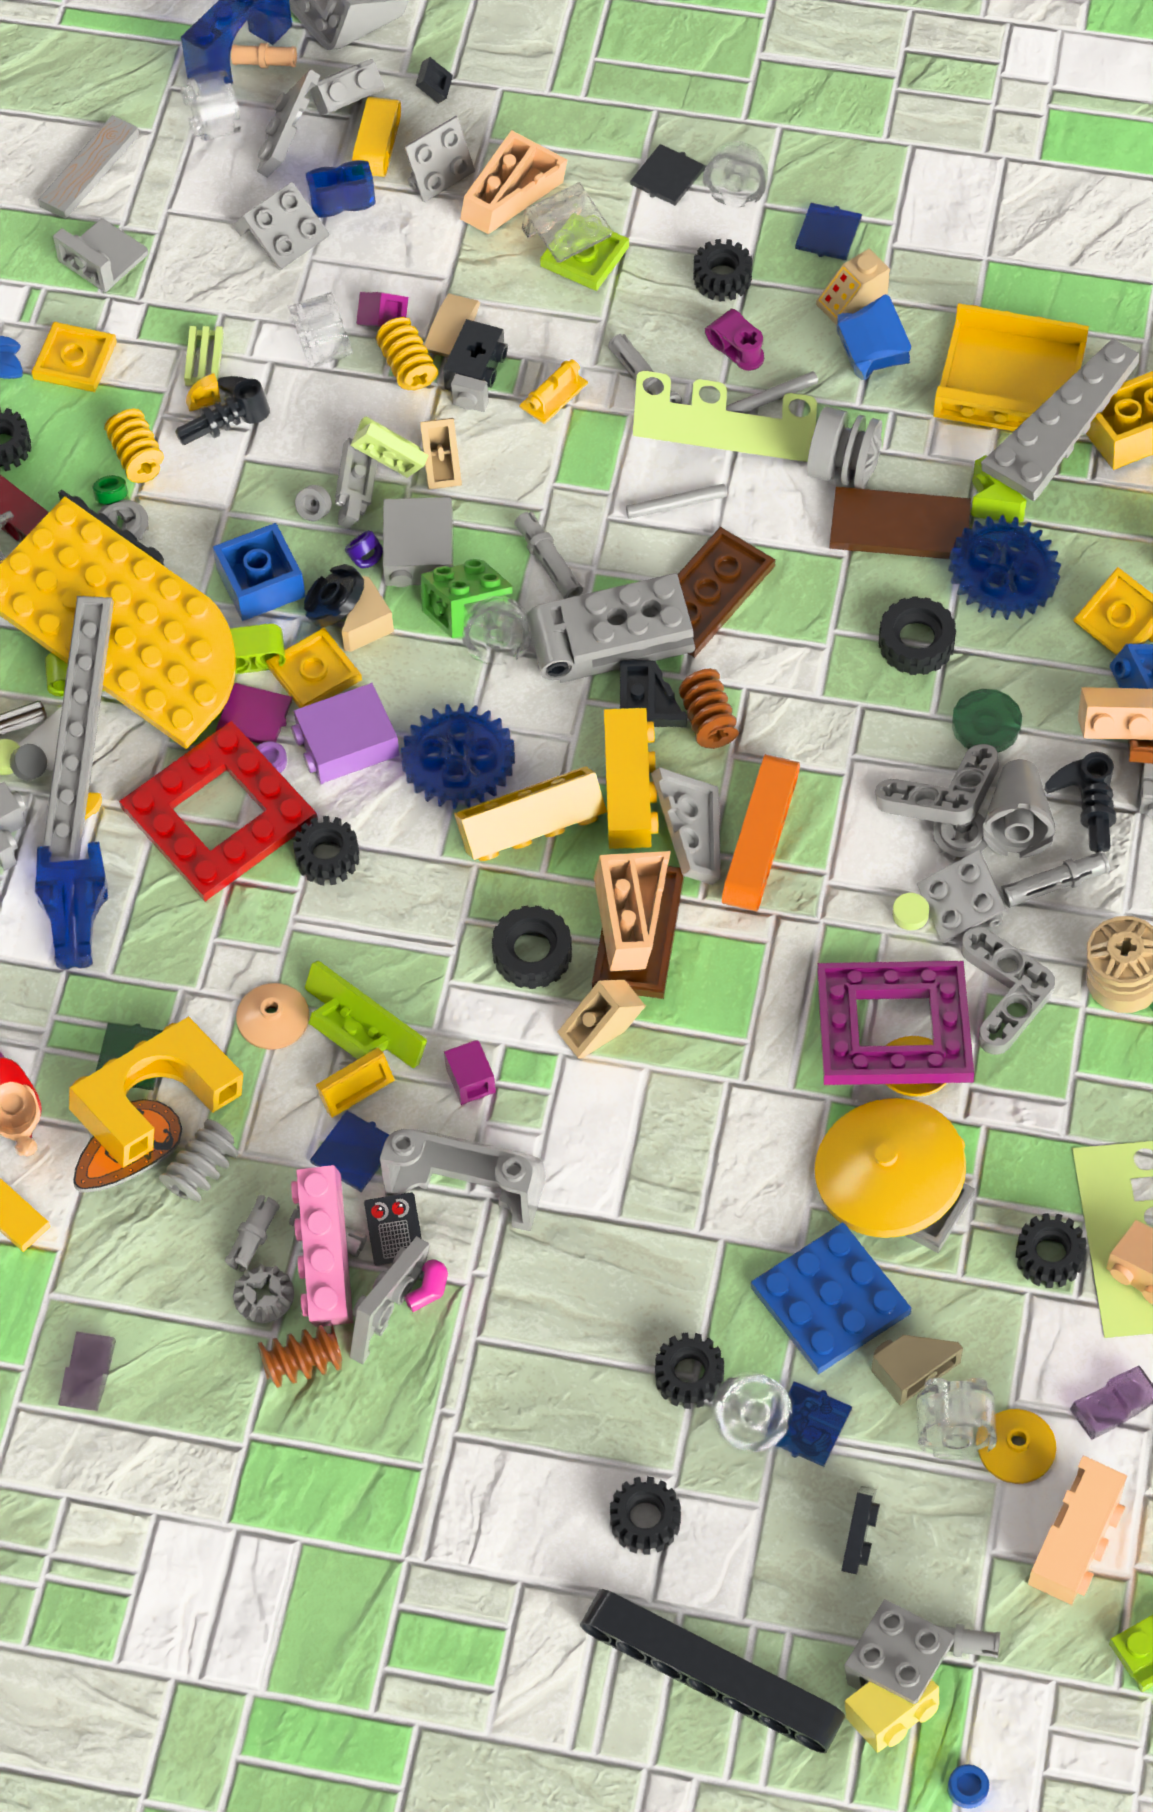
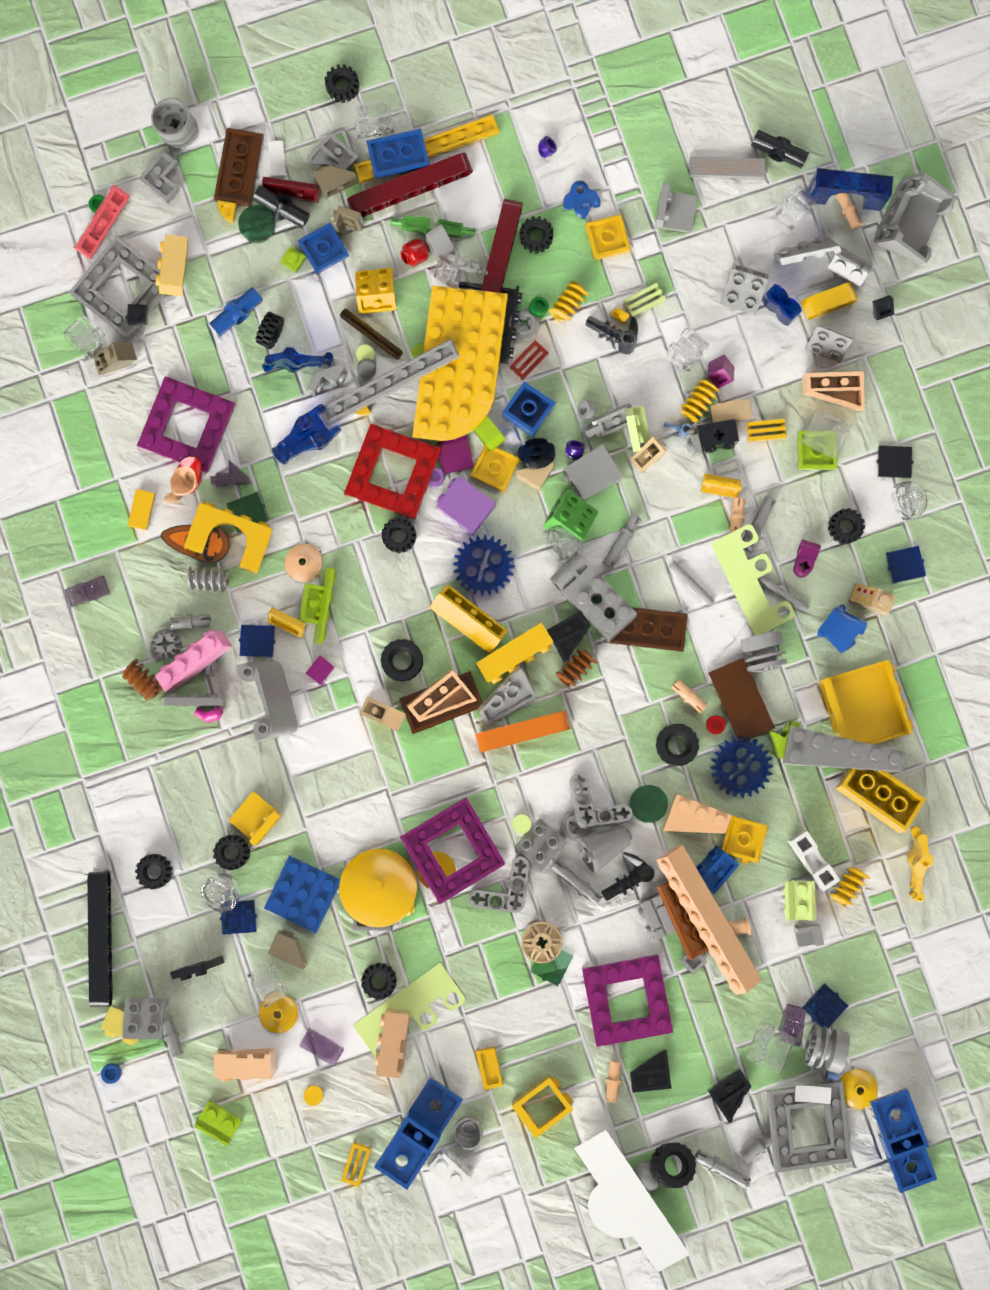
camera: 60 degrees right, 25 degrees up
(60, 1039) = (235, 477): none -> clear purple slope
(112, 91) = (779, 149): none -> black piece
(187, 565) = (512, 367): none -> clear red tile
(391, 1225) = (227, 682): black sticker -> none
(432, 402) = (679, 428): none -> medium blue hand
(519, 282) = (782, 428): none -> yellow tile
(612, 392) = (737, 516): none -> light nougat pin
(656, 1300) = (255, 818): none -> yellow bracket
(850, 584) = (689, 696): none -> light nougat pin
(917, 575) = (715, 724): none -> red tile
(1045, 663) = (691, 816): none -> light nougat wedge

